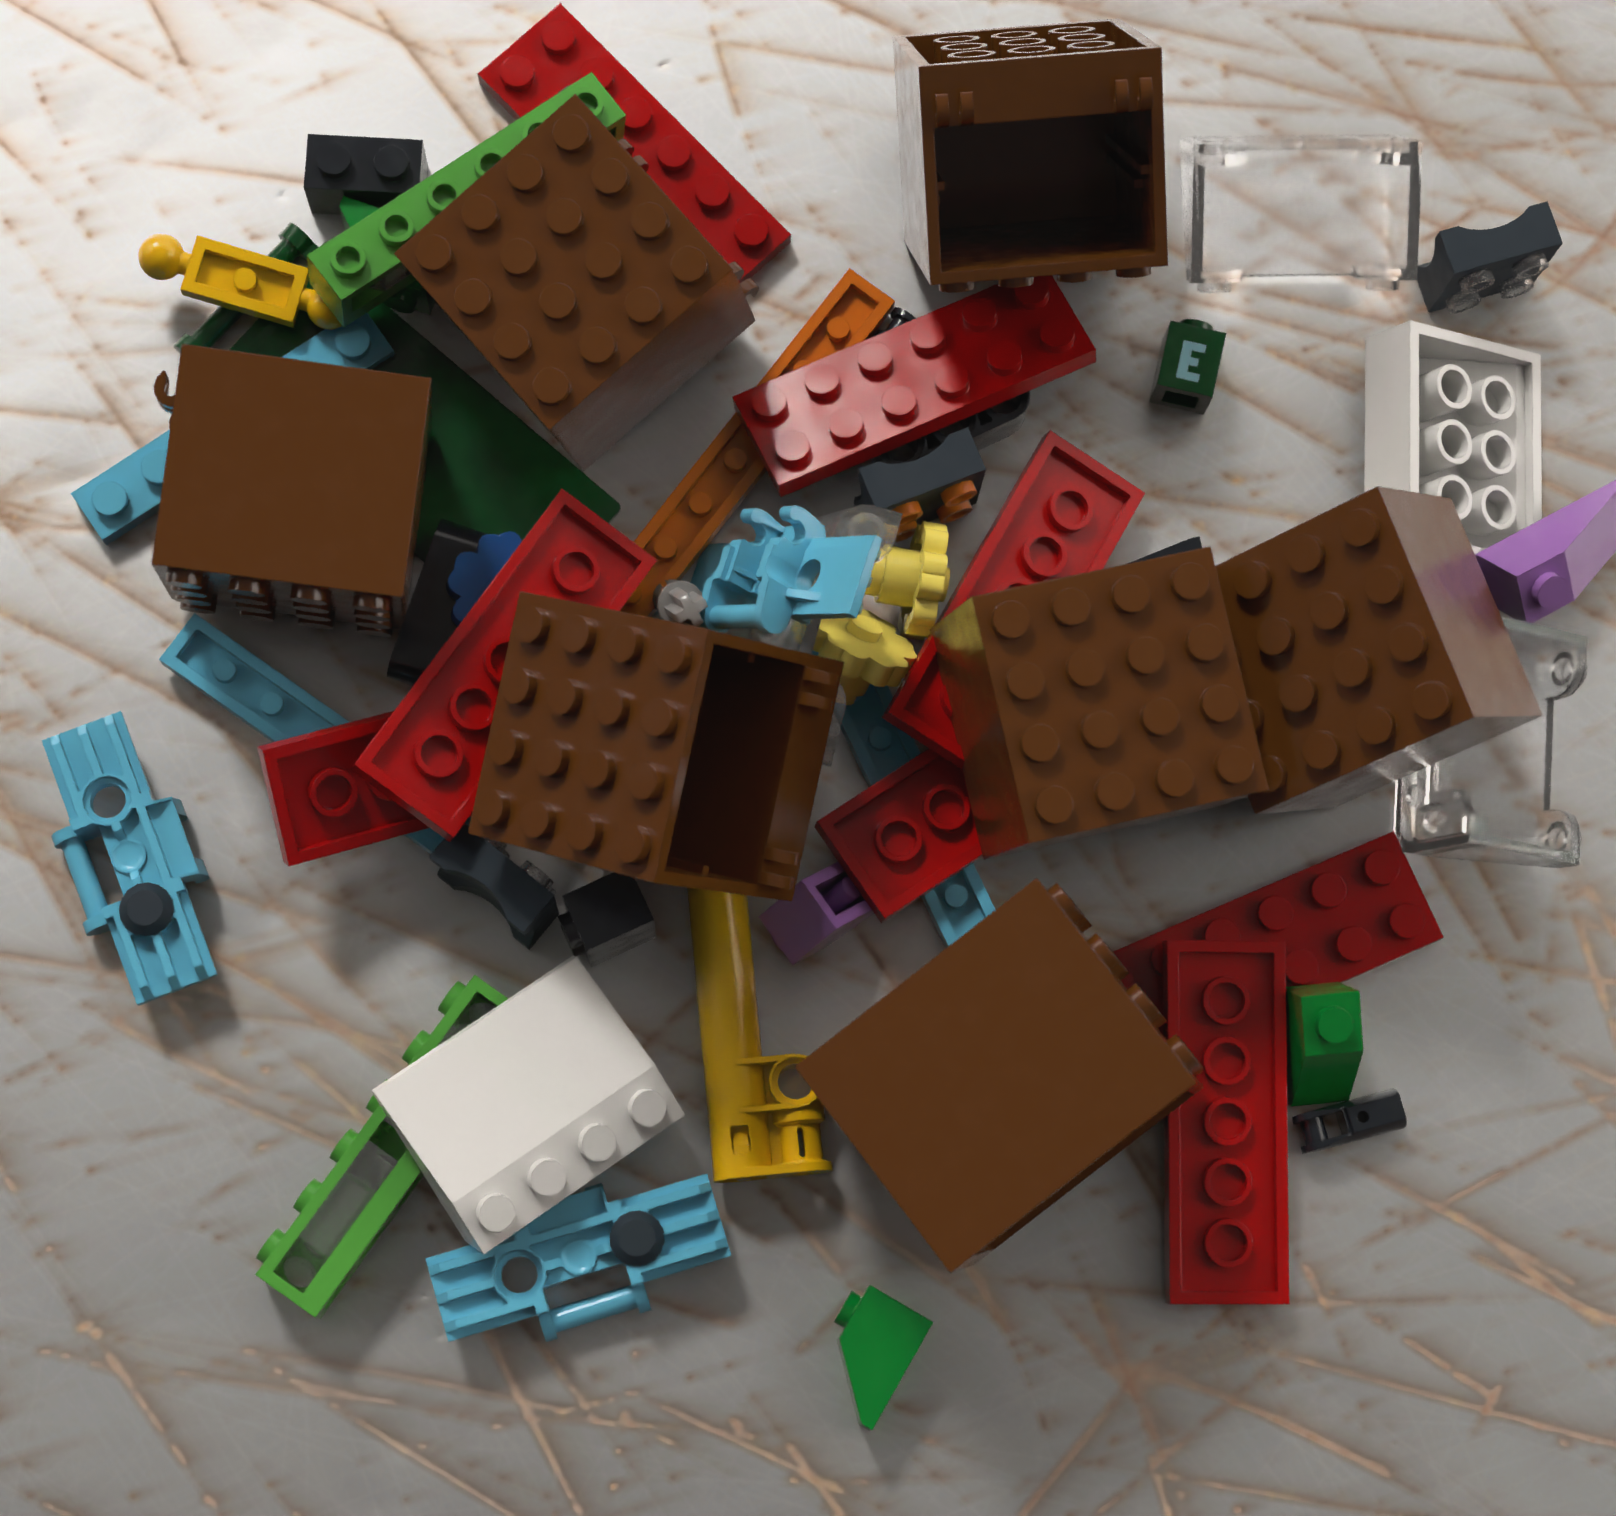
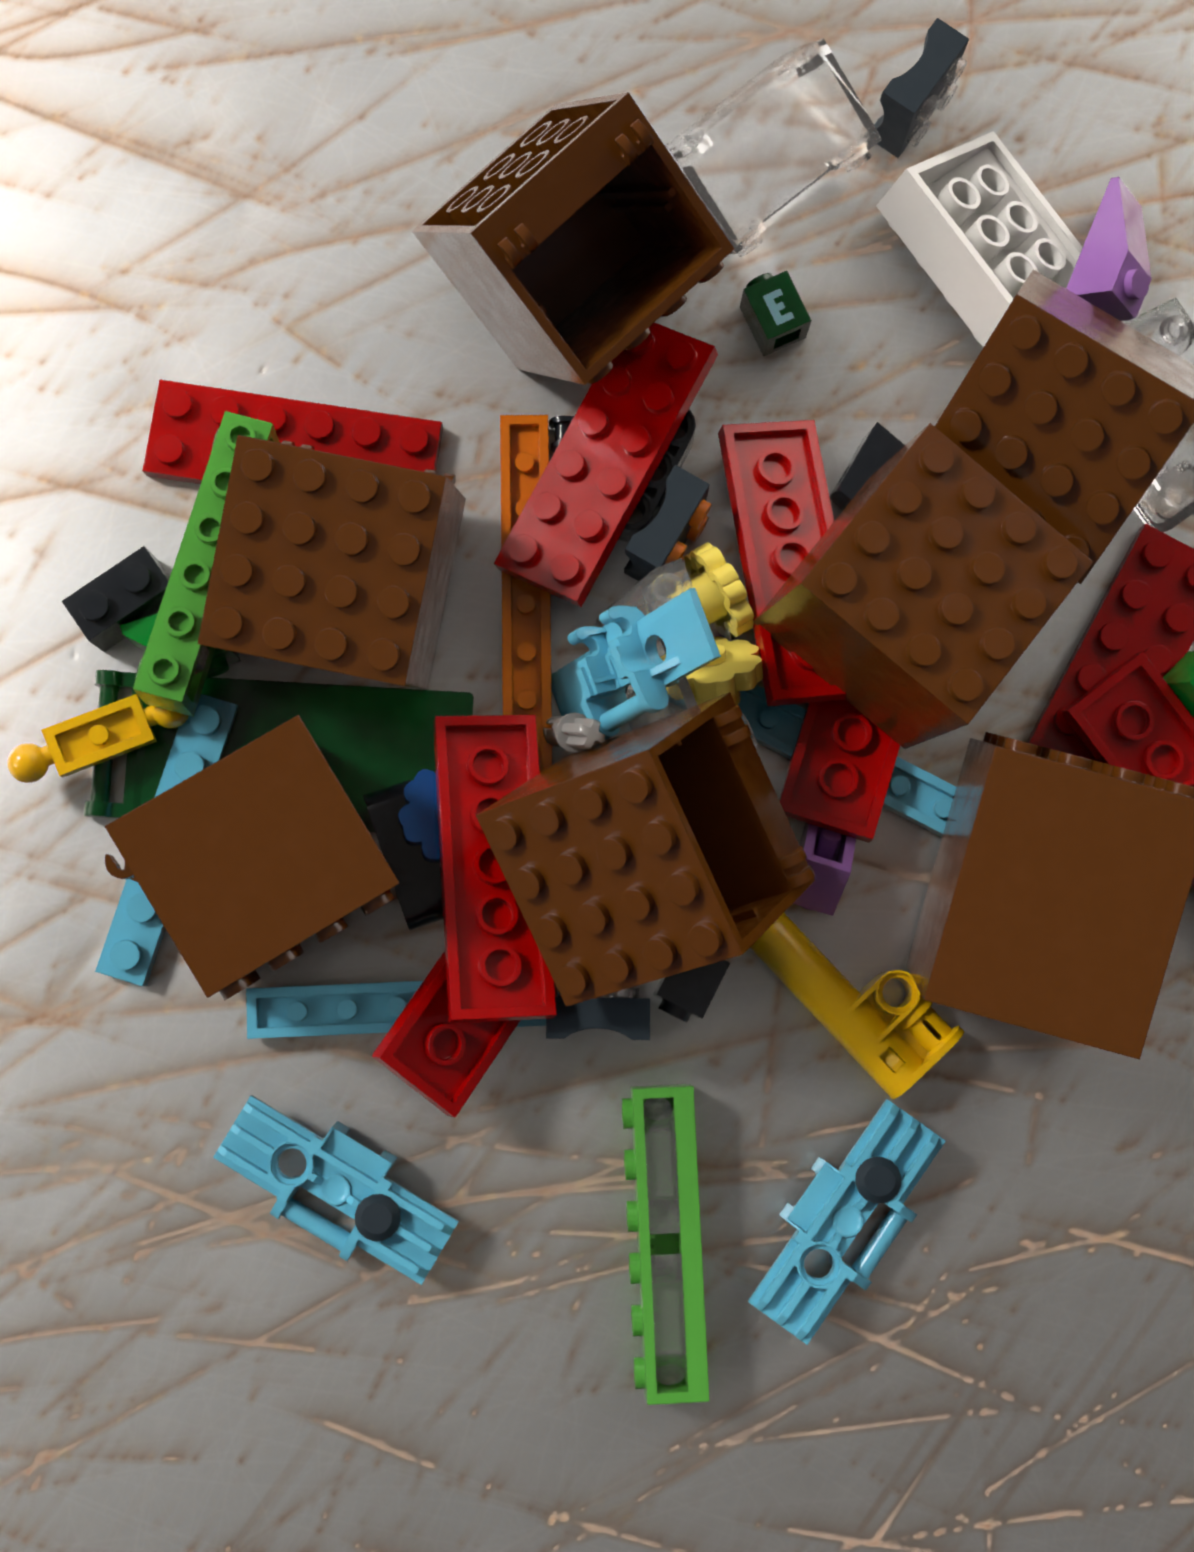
camera: 30 degrees left, 5 degrees up
(527, 1104) = (739, 1149): white slope -> none
(877, 1348) = (1085, 1125): green slope -> none

